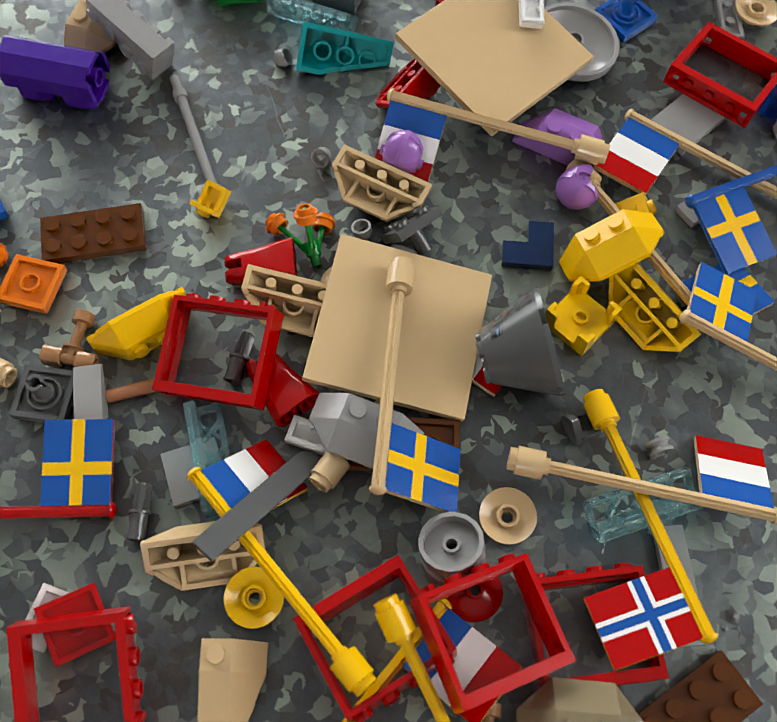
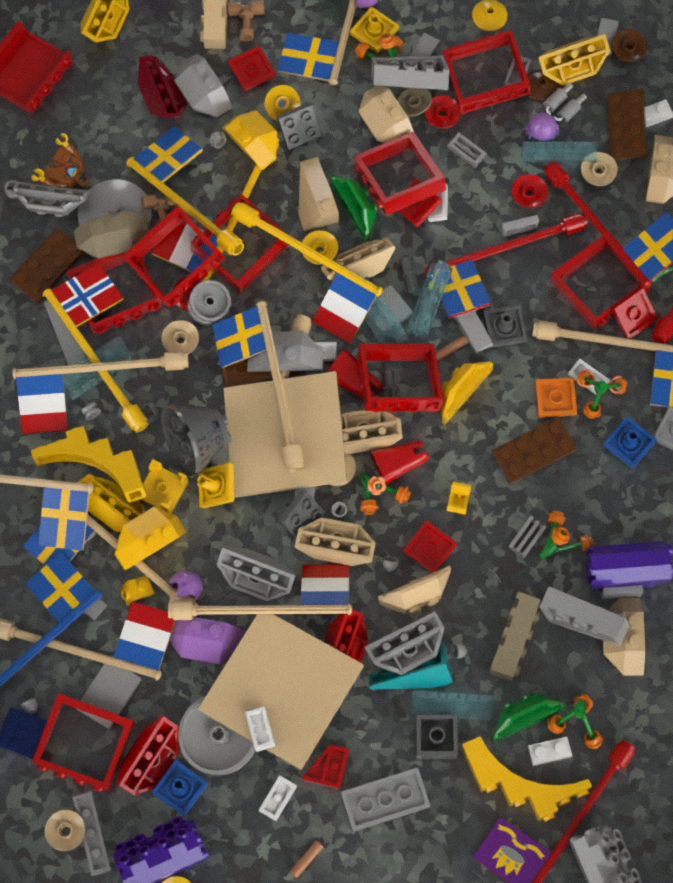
camera: 165 degrees right, 5 degrees up
(72, 352) = (502, 359): medium nougat bar -> none
(112, 109) = (561, 536): none -> orange plant
(117, 456) = (429, 299): none -> clear light blue fence
(150, 142) = (535, 524): none -> light grey tile
(168, 654) = (356, 203): none -> green wedge
(181, 98) = (525, 587): light grey bar -> none
(213, 47) = (514, 636): none -> dark tan wedge
(256, 505) = (332, 289): dark grey piece -> none
(268, 161) = (430, 547): none -> red plate
(302, 117) = (417, 593): none -> tan wedge
(337, 62) = (408, 646): none -> light grey wedge
(403, 151) = (326, 570): medium lavender cap -> none
(481, 185) = (255, 573): none -> light grey wedge
(504, 287) = (216, 485): none -> yellow plate
(533, 254) = (204, 534): dark blue tile -> none
(657, 371) = (98, 454): none -> yellow arch
(660, 41) = (149, 757): none -> red wedge

